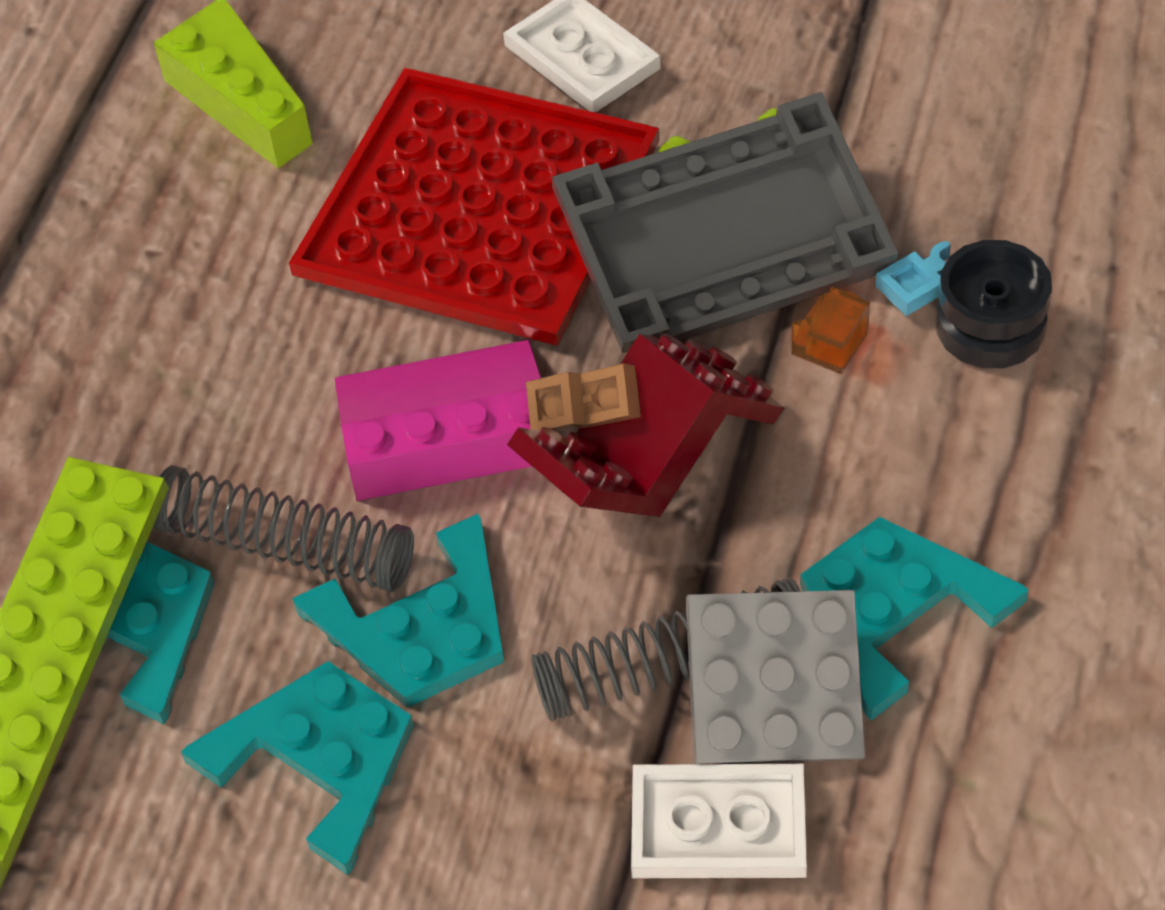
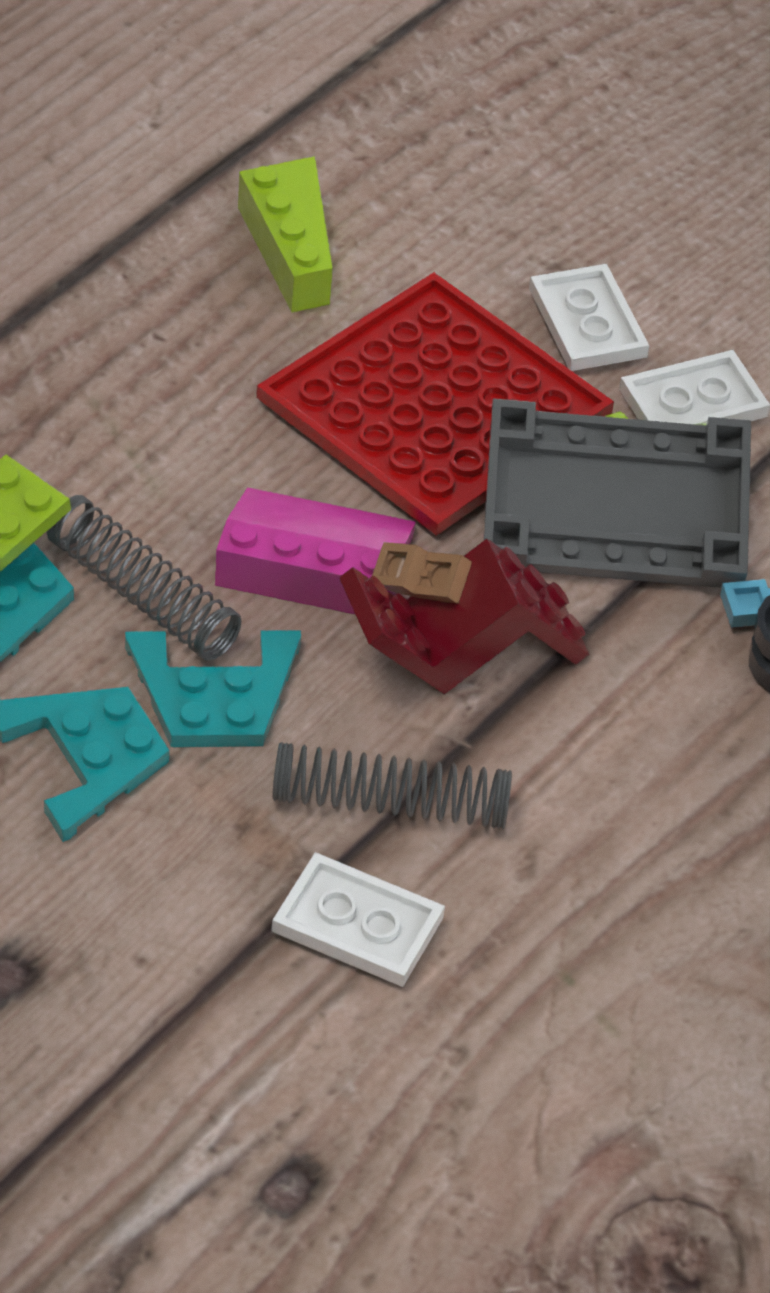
camera: 15 degrees right, 5 degrees down
(732, 86) = (695, 391): none -> white plate
(774, 677) = (456, 834): light grey plate -> none
(832, 330) = (661, 611): clear orange window -> none
(896, 582) = (589, 813): teal wing -> none

